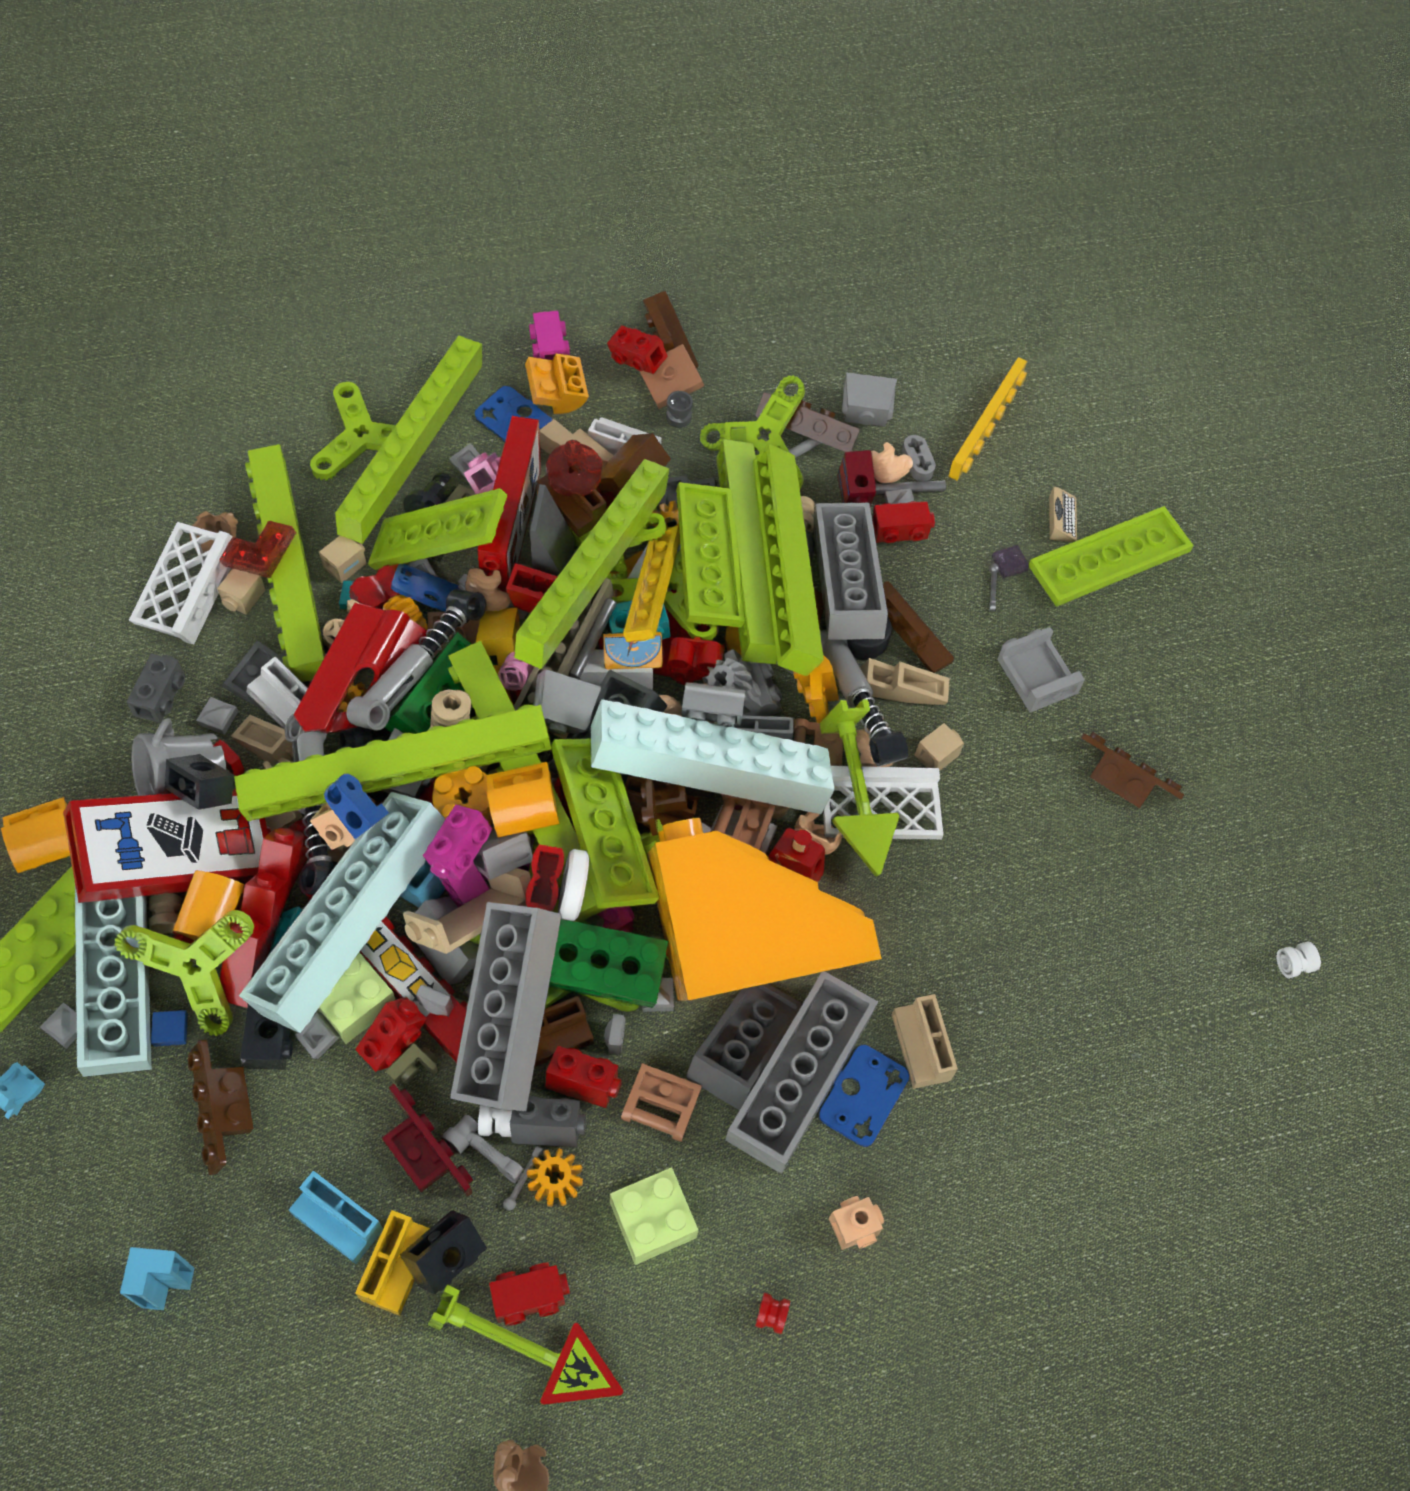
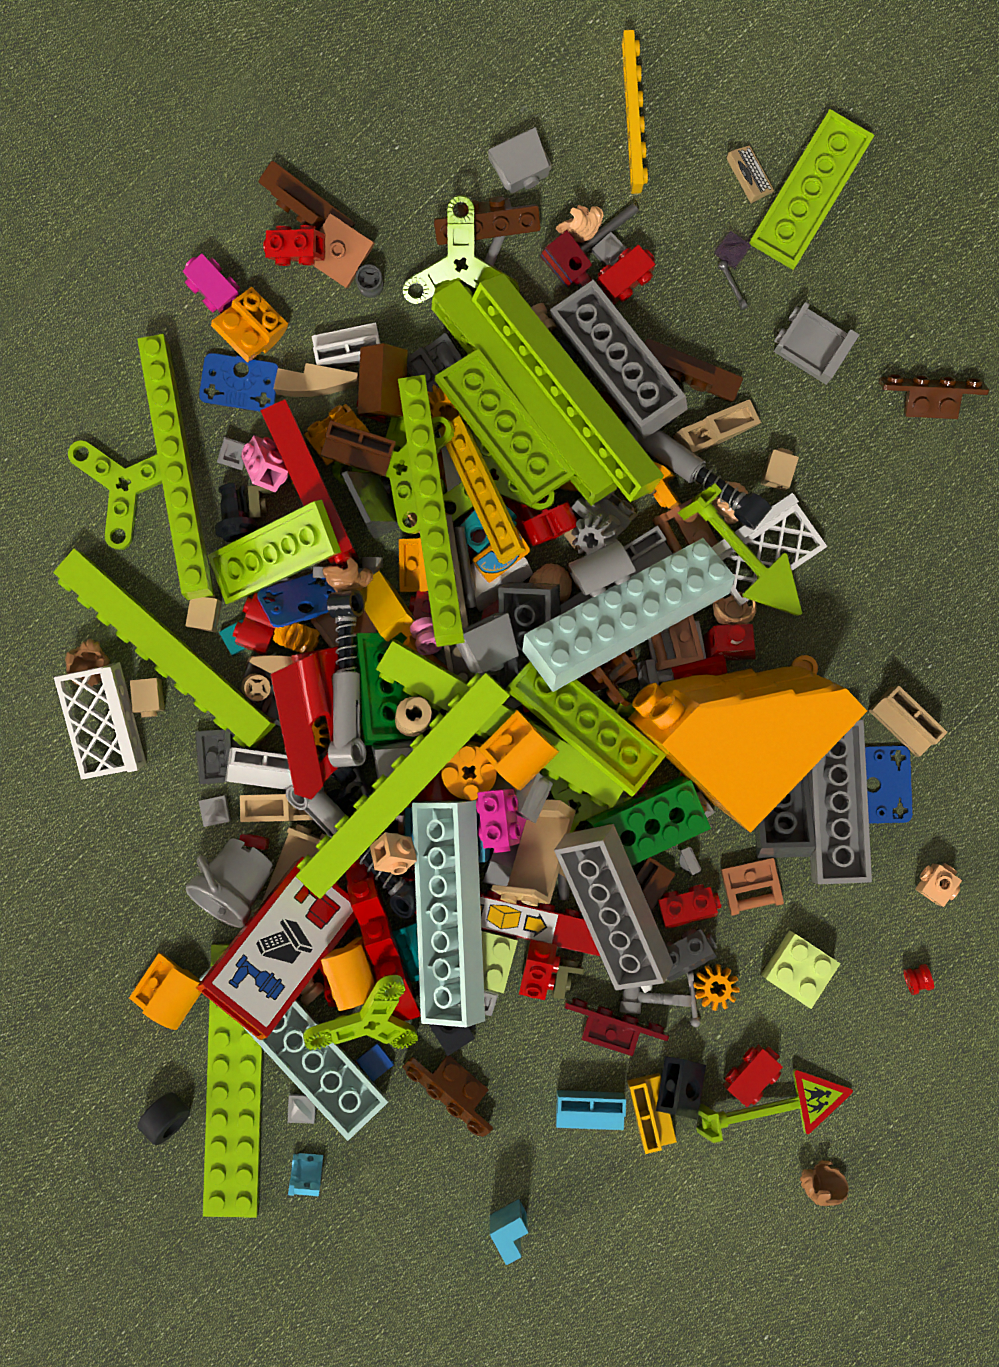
camera: 30 degrees left, 25 degrees up
(156, 688) = (154, 823): dark grey brick -> none
(199, 781) = (270, 895): black brick -> none
(259, 557) = (151, 666): clear red plate -> none
(353, 805) = (404, 844): blue leg -> none
(434, 1000) = (554, 931): light grey tile -> none
(531, 588) = (390, 551): red torso -> none
(546, 871) = (580, 802): red brick -> none
(573, 454) = (340, 418): clear red plate -> none
(573, 884) = (605, 795): white wheel -> none
(924, 457) = (601, 188): light grey beam -> none

